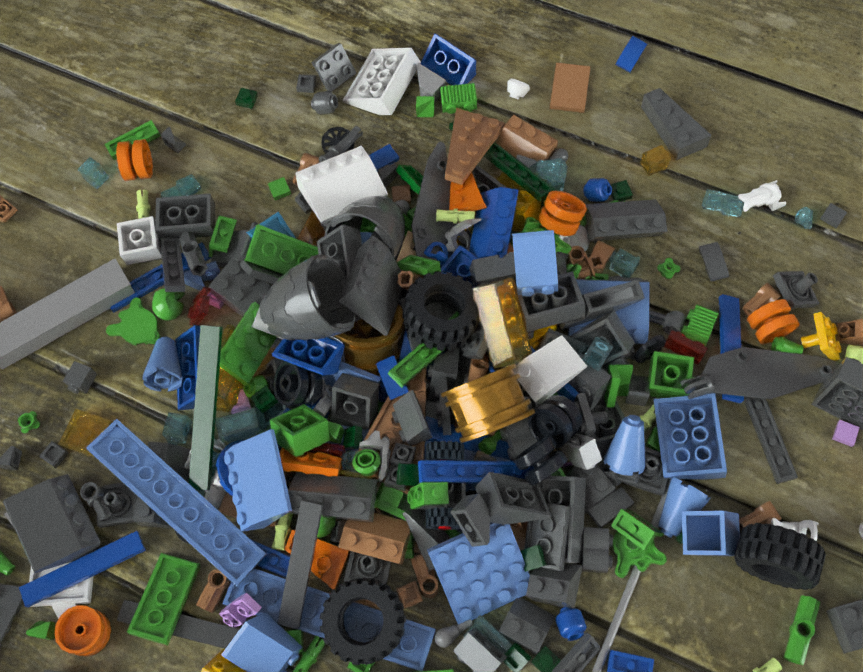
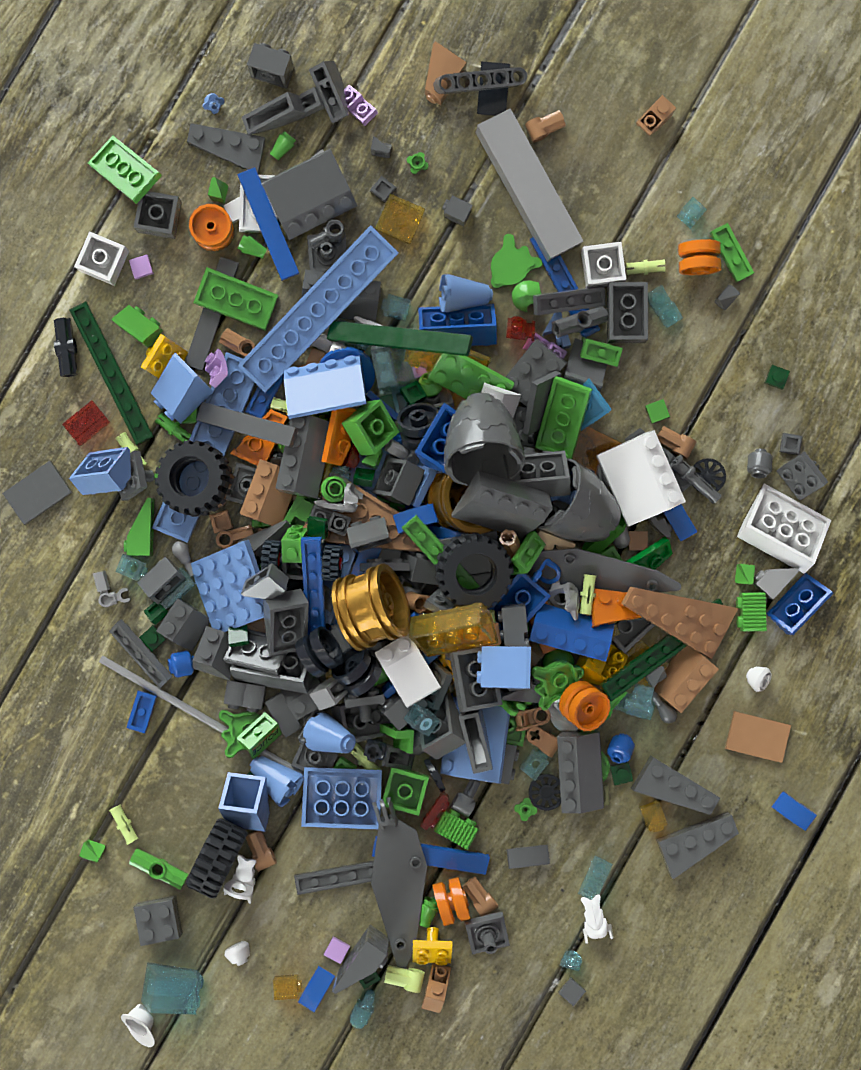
camera: 90 degrees right, 20 degrees up
(106, 588) = (252, 247): none -> bright green cone
(624, 149) = (671, 786): none -> dark grey wedge
(634, 402) = (375, 749): none -> black piece
(649, 252) = (545, 792): none -> black wheel

